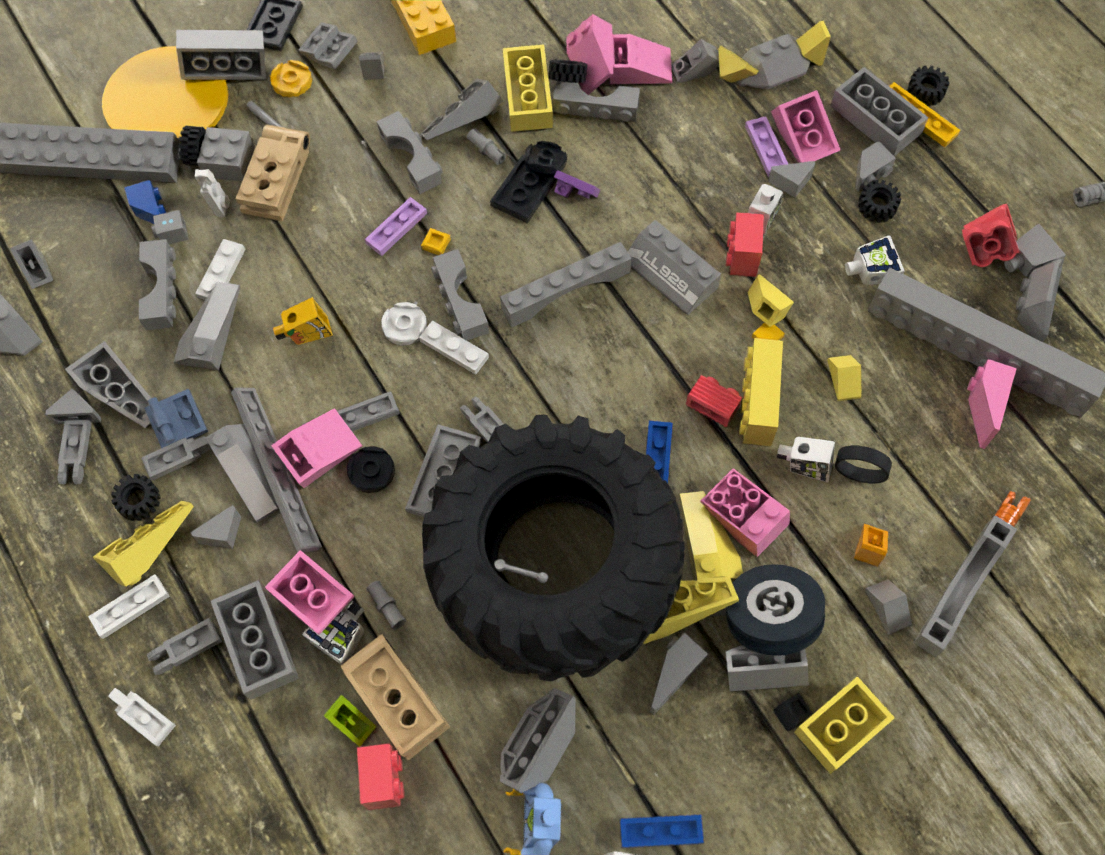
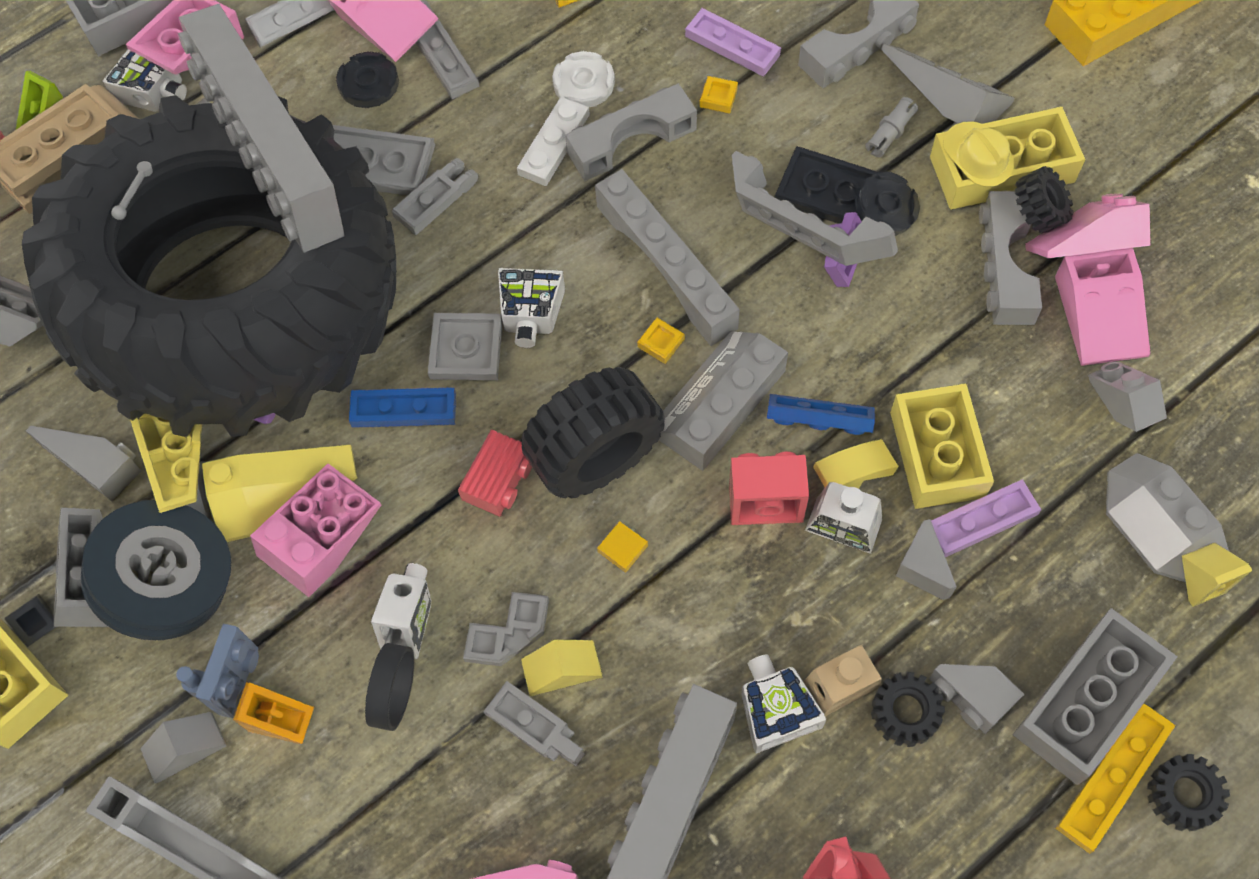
camera: 85 degrees right, 0 degrees up
(486, 473) = (262, 129): none -> light grey brick
(512, 230) = (866, 243): none -> light grey slope
(530, 94) = (979, 153): none -> light yellow piece
(589, 370) = (530, 302): none -> torso
(616, 411) = (465, 346): none -> light grey plate
(624, 298) = (661, 340): none -> yellow tile
(691, 213) = (821, 414): none -> blue plate
(709, 325) = (592, 432): none -> black tyre
(723, 155) = (941, 446): none -> light yellow brick
(727, 201) = (857, 464): none -> light yellow slope
(732, 67) = (1135, 446): light yellow slope -> none
(761, 392) = (503, 531): light yellow brick -> none
(768, 301) = (671, 537): light yellow slope -> none
(806, 128) = (1030, 578): bright pink slope -> none
(817, 396) = (500, 644): none -> light grey tile
(849, 565) = (225, 674): none -> sand blue plate
(865, 223) = (843, 680): none -> tan torso
(881, 393) = (533, 724): none -> light grey hinge

